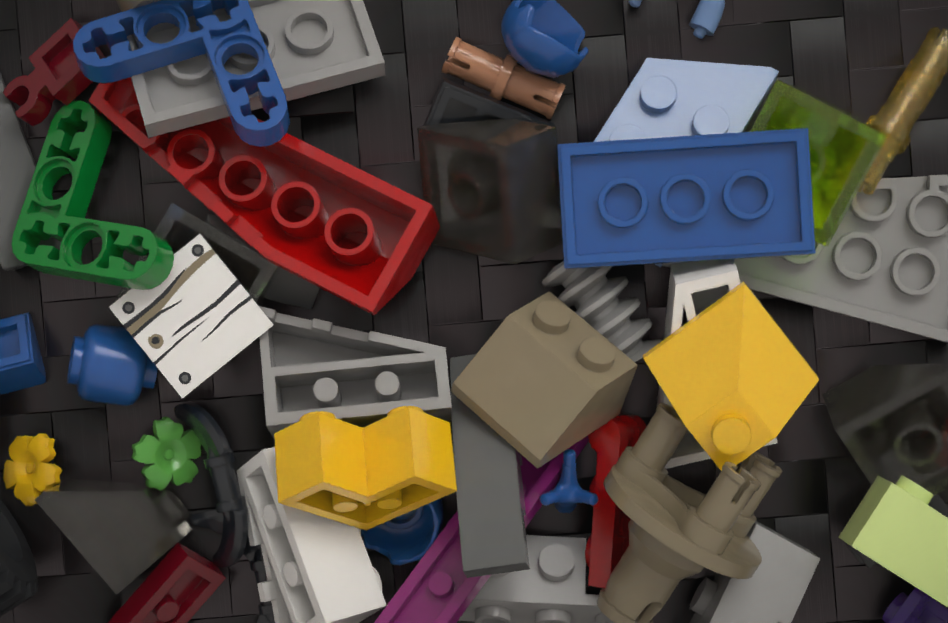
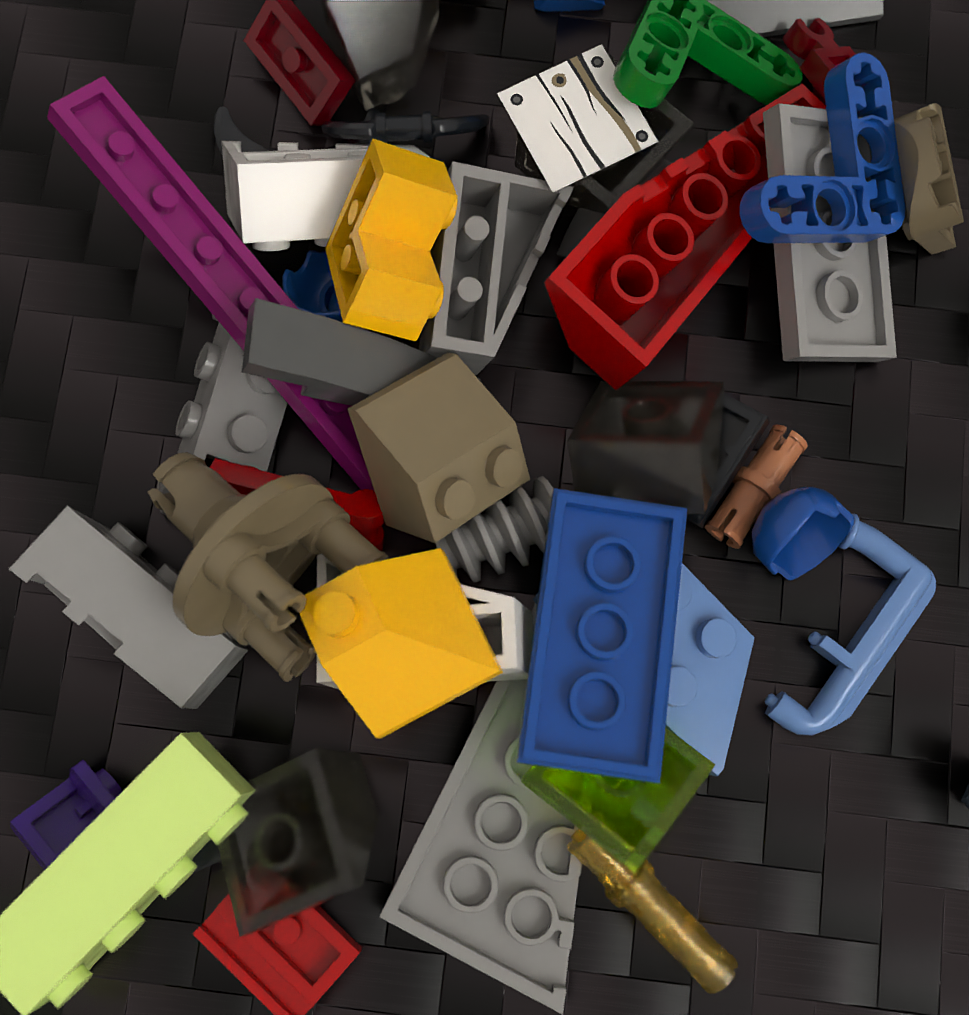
camera: 95 degrees right, 10 degrees down
(109, 366) = (538, 44): blue head -> none
(167, 454) = (443, 89): bright green plant -> none
(568, 491) = (320, 457): blue bar -> none

